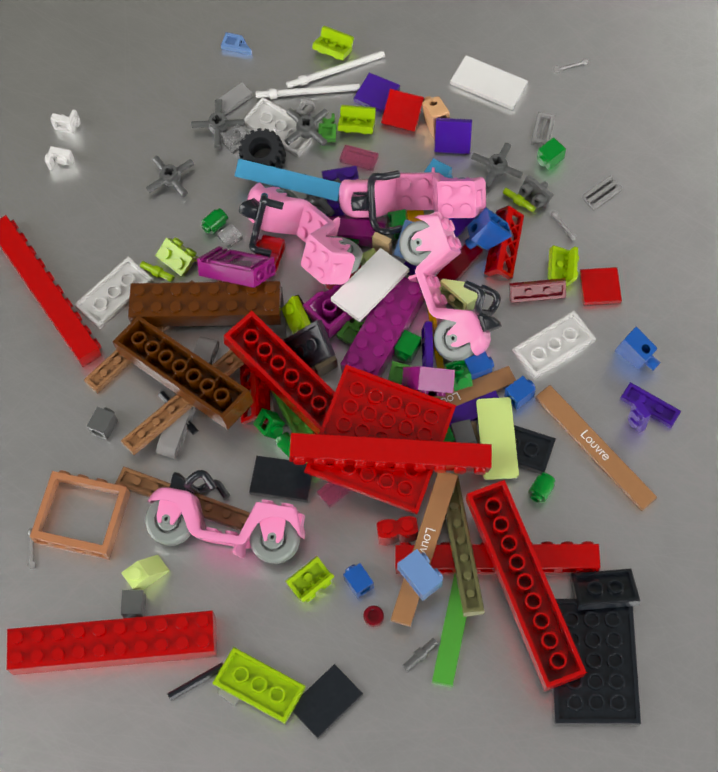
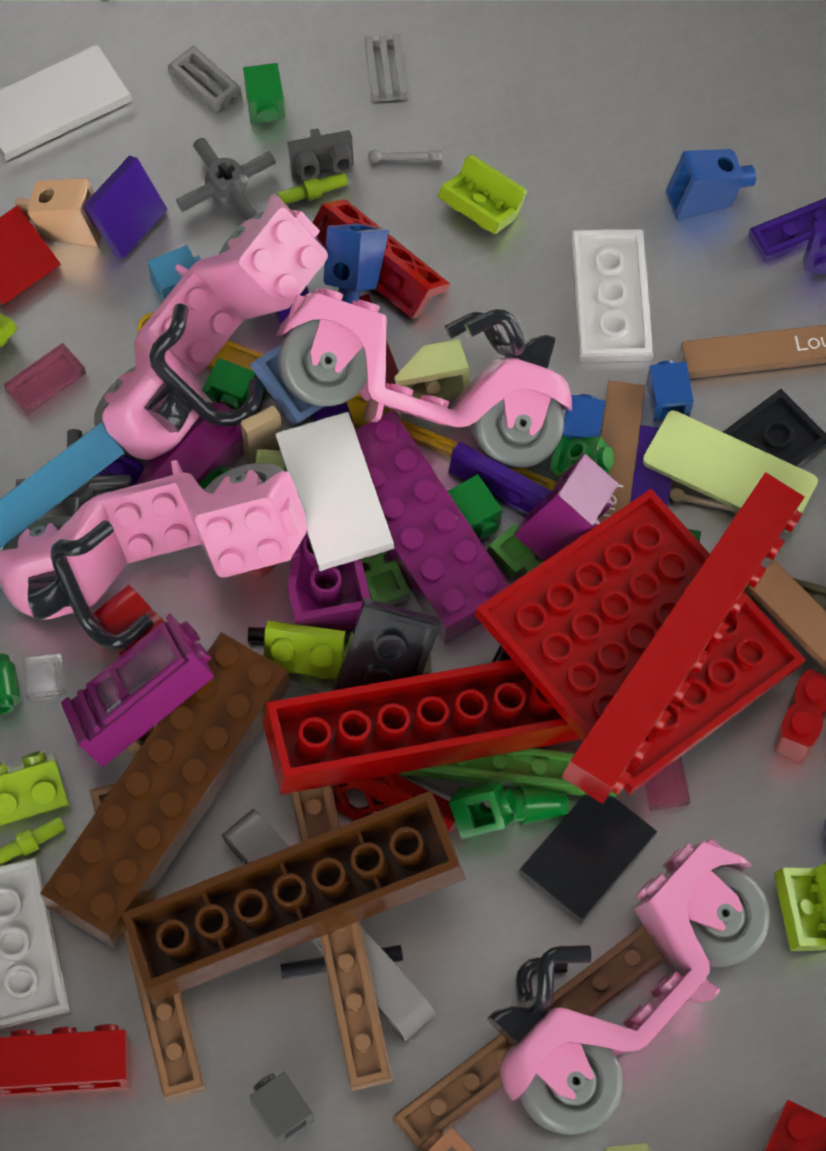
camera: 65 degrees left, 0 degrees up
(345, 173) = (65, 414): dark purple plate -> none
(463, 432) = (699, 514): dark grey brick -> none
(537, 290) = (502, 258): tile -> none
(600, 286) = (553, 169): red tile -> none

